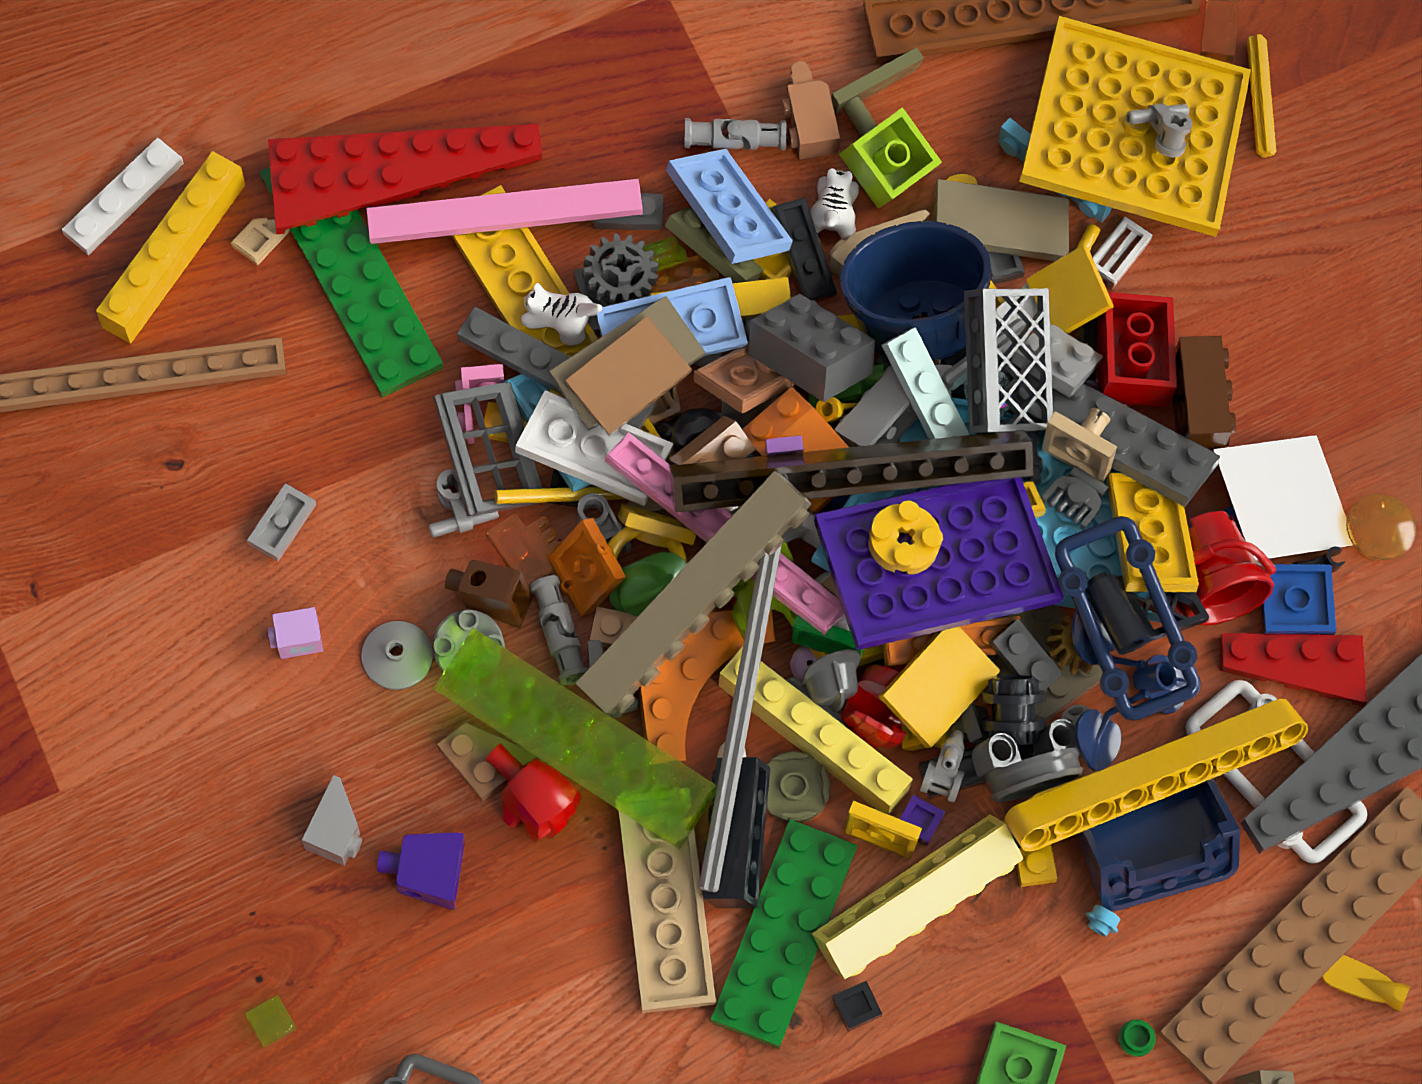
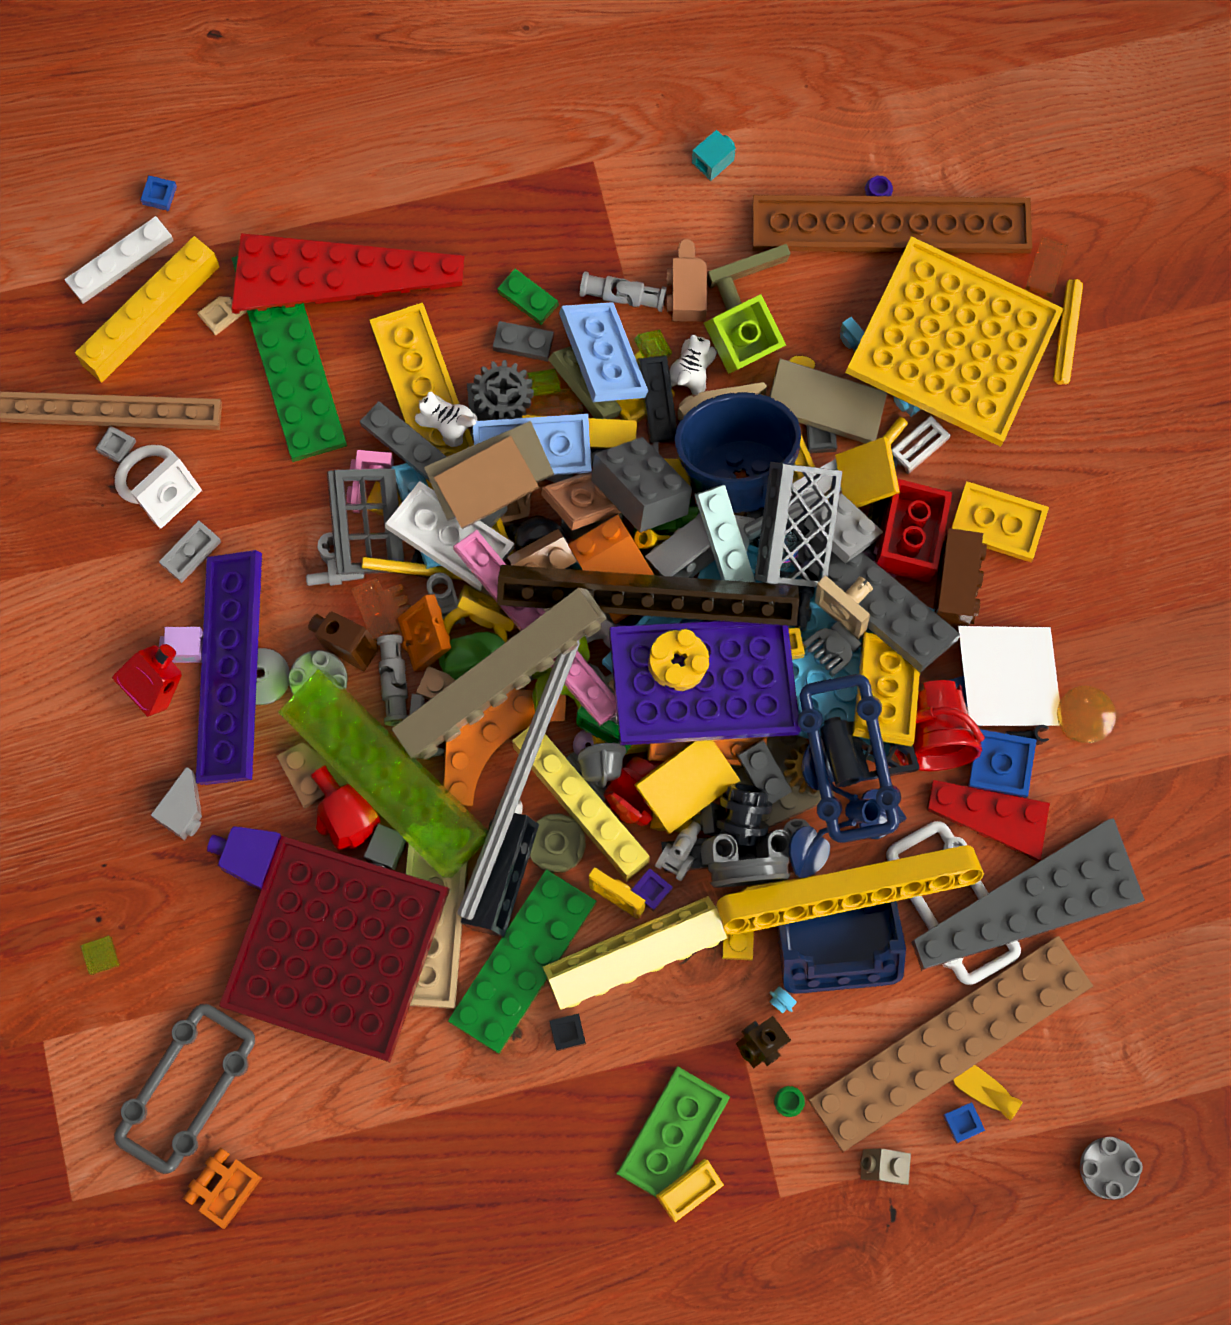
camera: 15 degrees right, 5 degrees up
(155, 110) = (158, 193): none -> blue plate
(164, 413) = (115, 444): none -> light grey tile
(235, 456) = (163, 490): none -> white tile
(266, 678) = (150, 678): none -> red torso
(359, 651) = (229, 668): none -> dark purple plate
(504, 211) = (420, 325): bright pink tile -> none
(557, 958) = (335, 948): none -> dark red plate
(593, 830) = (385, 848): none -> dark grey brick
(622, 158) = (528, 296): none -> green plate
(782, 188) = (652, 344): none -> clear neon green tile
(784, 445) = (598, 564): medium lavender tile -> none
(1086, 978) = (762, 1042): none -> dark brown brick
(1169, 123) = (981, 345): light grey piece -> none
(1246, 321) = (1007, 522): none -> yellow plate
(1346, 1023) = (963, 1122): none -> blue plate

